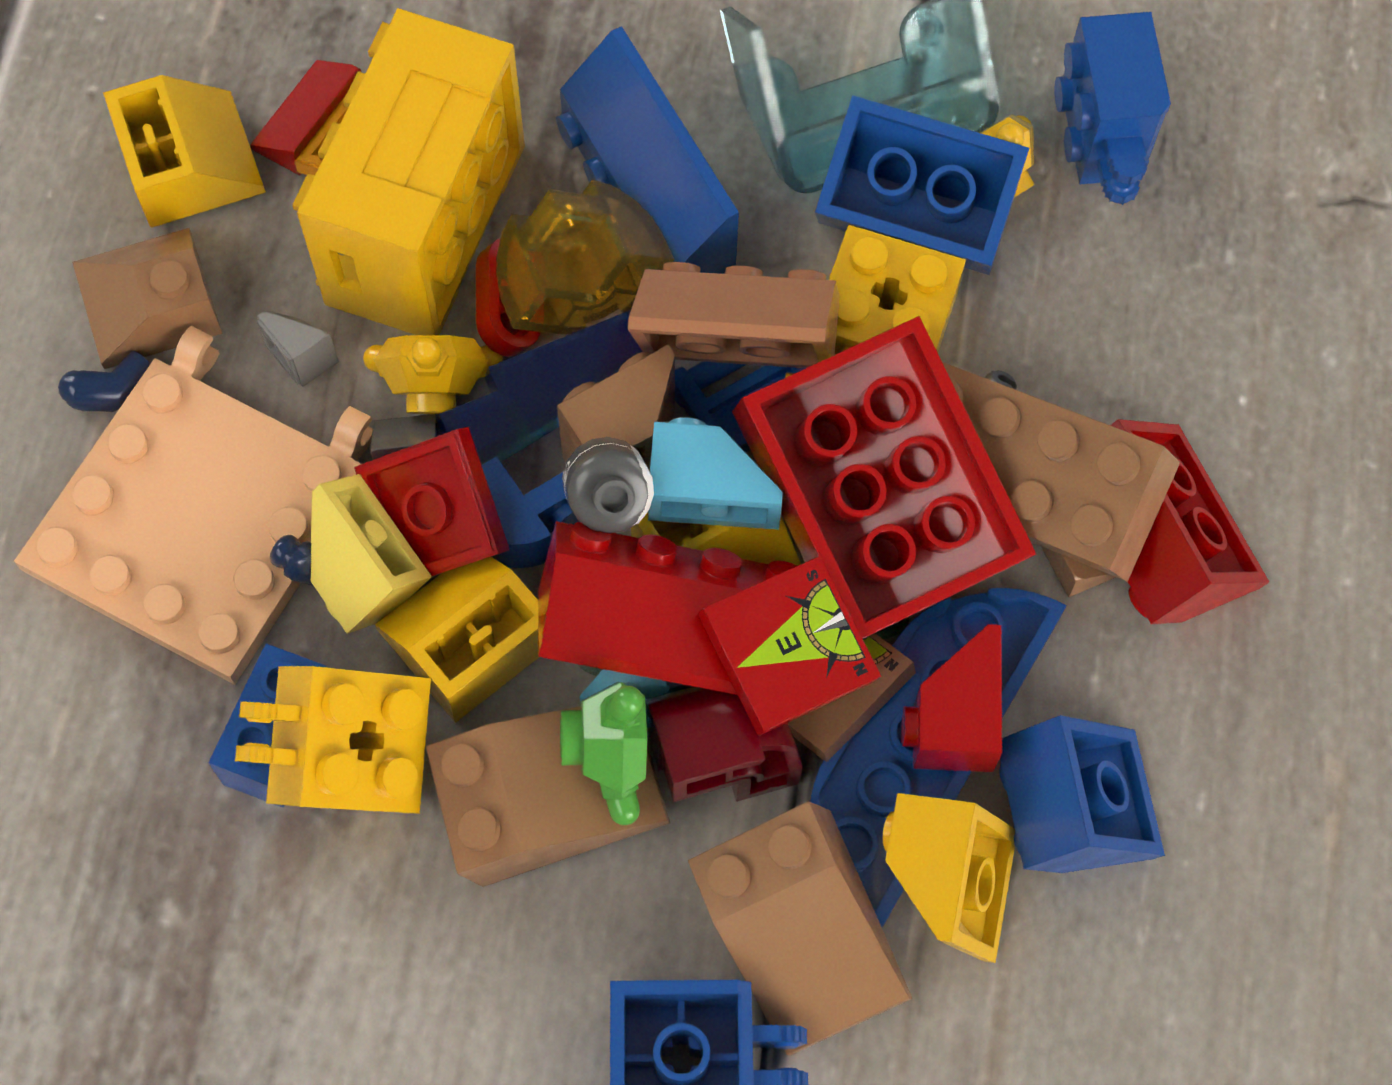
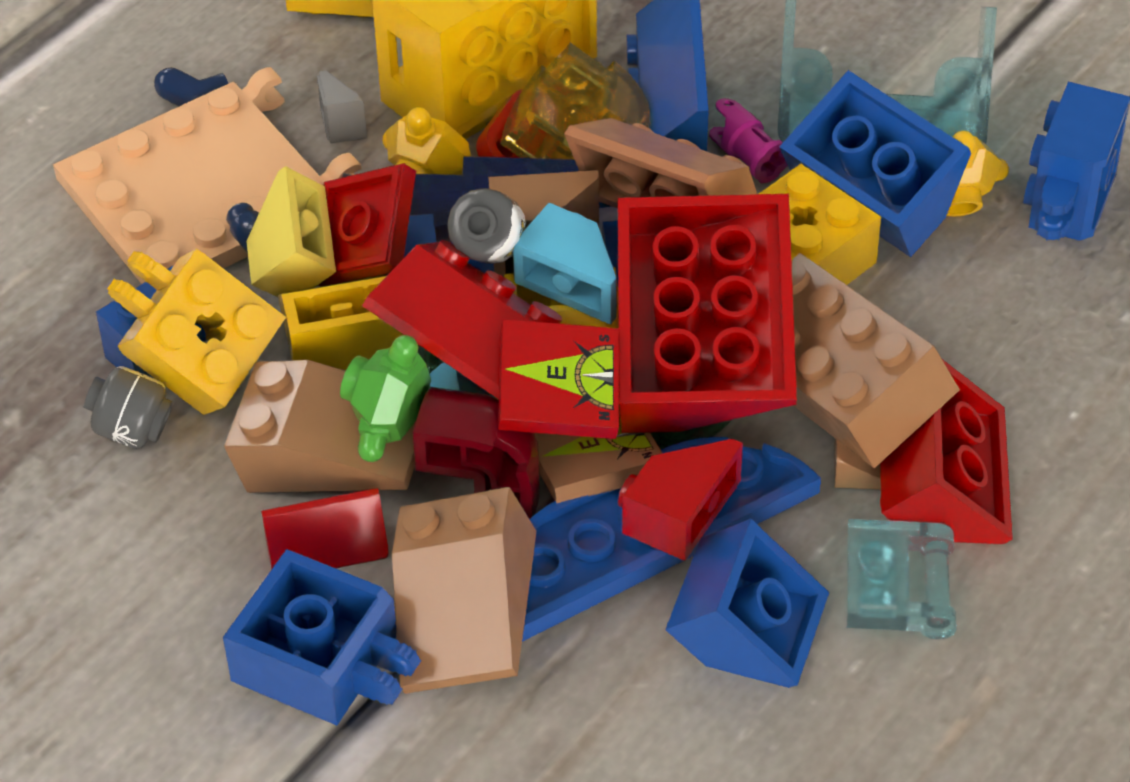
camera: 30 degrees right, 20 degrees down
(145, 296) = (256, 40): medium nougat slope -> none
(305, 855) = (128, 407): none -> dark grey head
(609, 913) = (329, 530): none -> red slope
(761, 202) = (746, 140): none -> dark pink piece
(953, 868) = (607, 600): yellow slope -> none
(1182, 695) = (881, 577): none -> clear light blue plate

